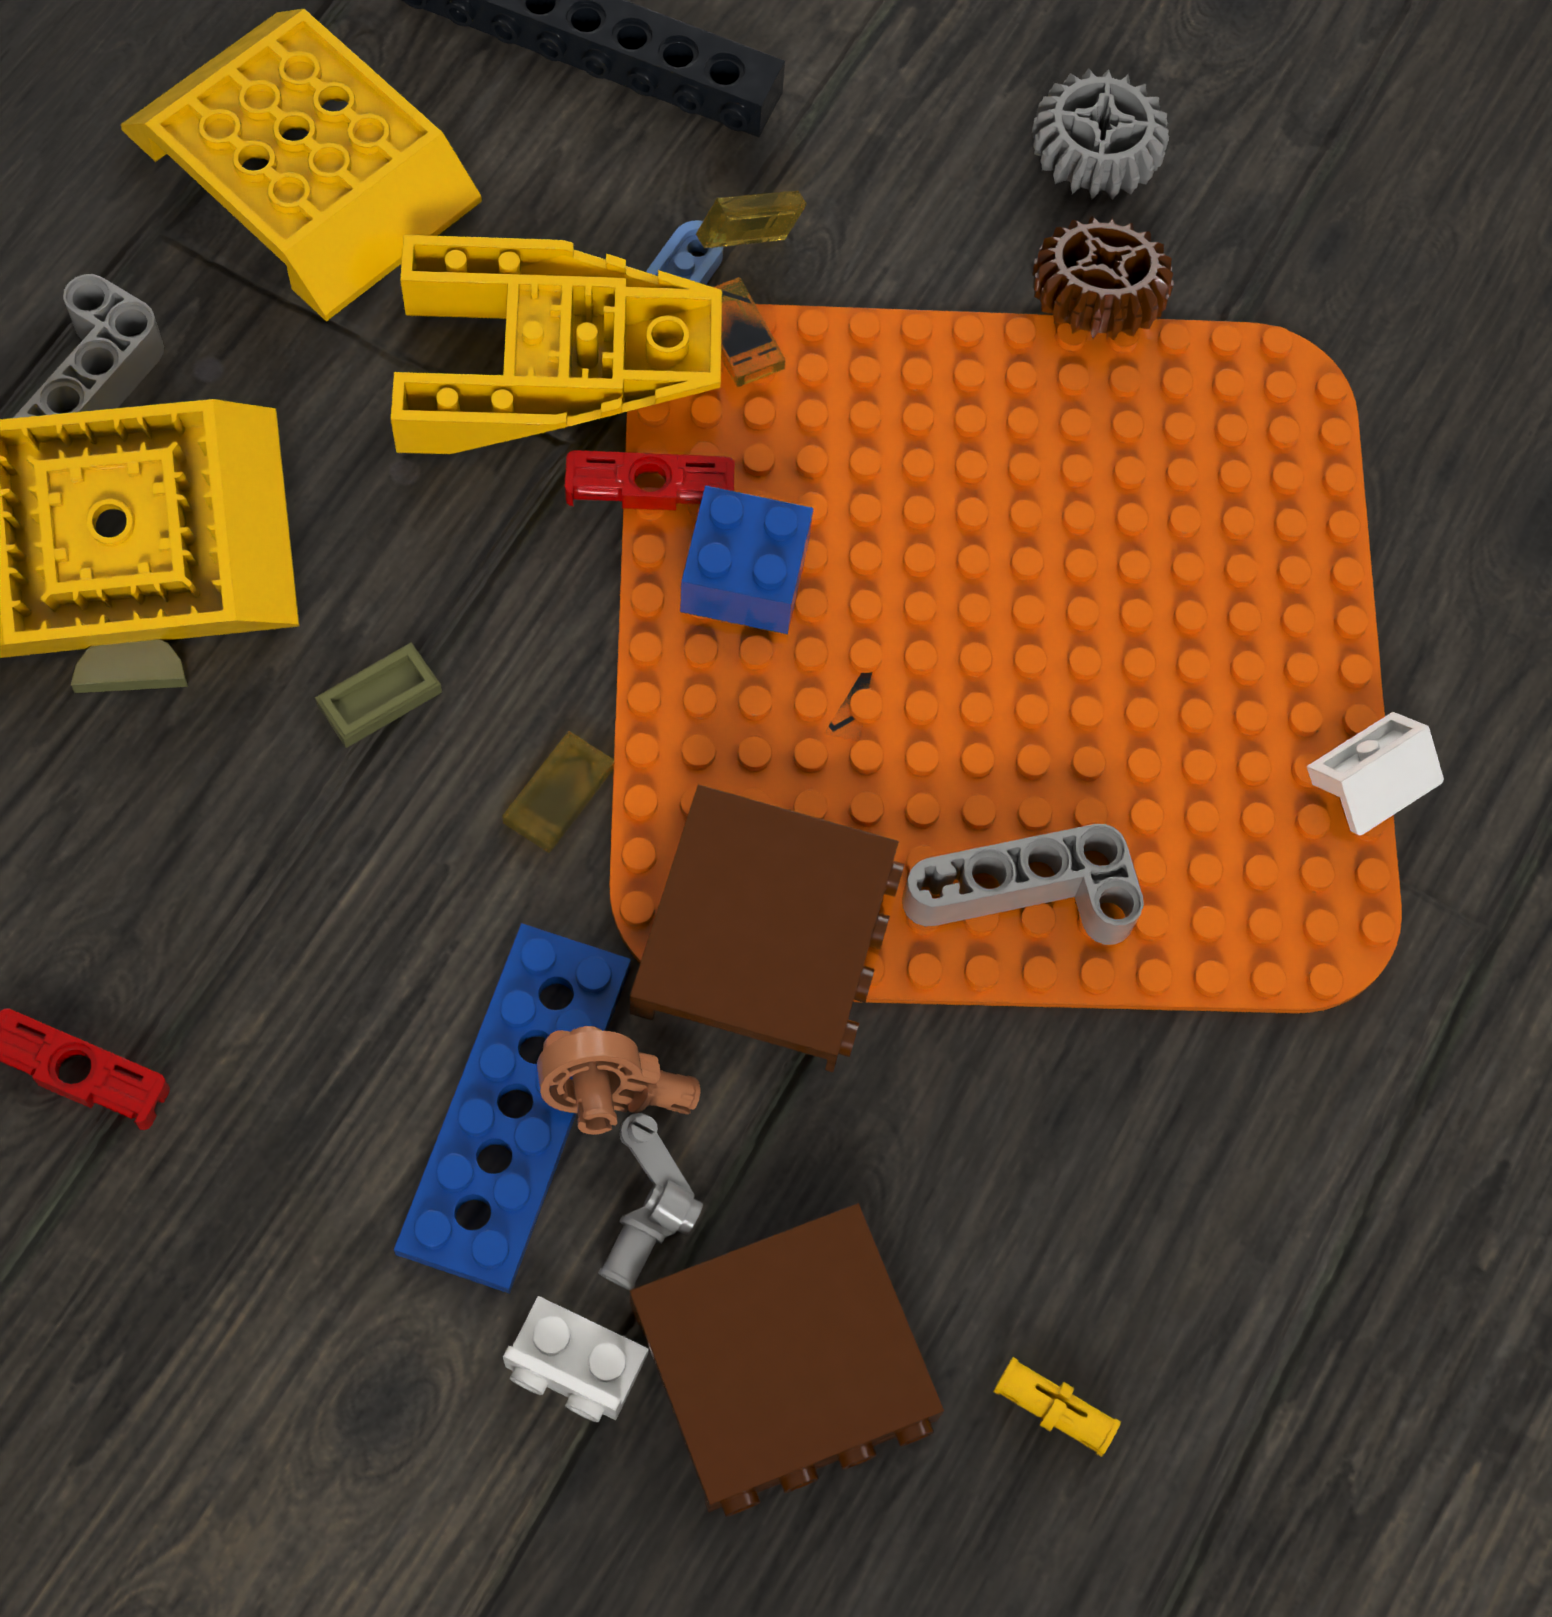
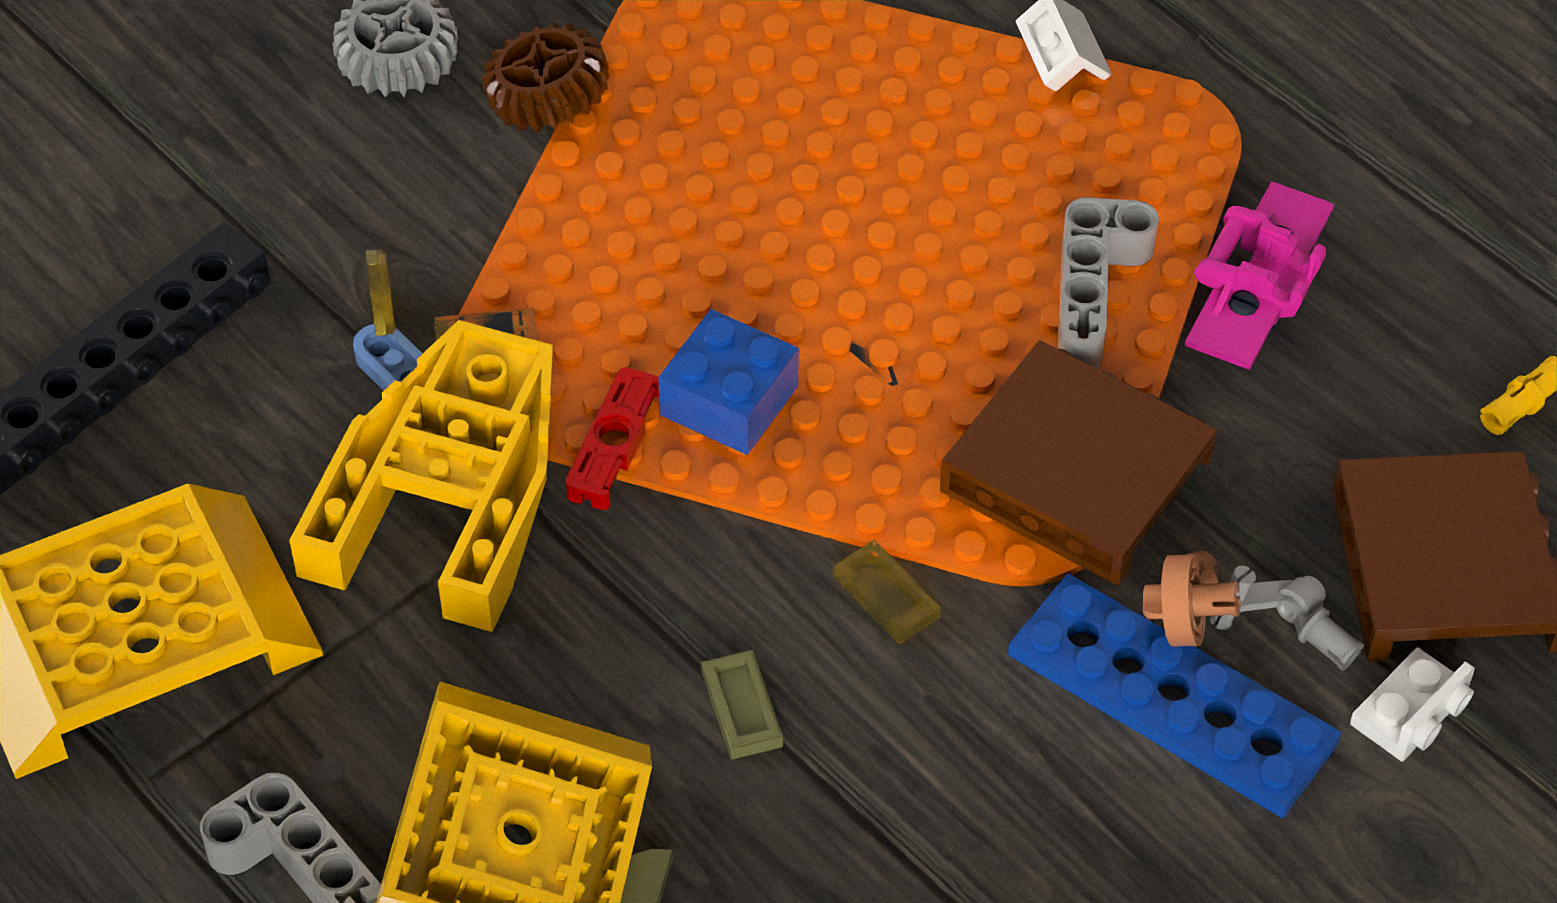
camera: 65 degrees left, 15 degrees down
(1119, 1084) = (1271, 285): none -> dark pink piece

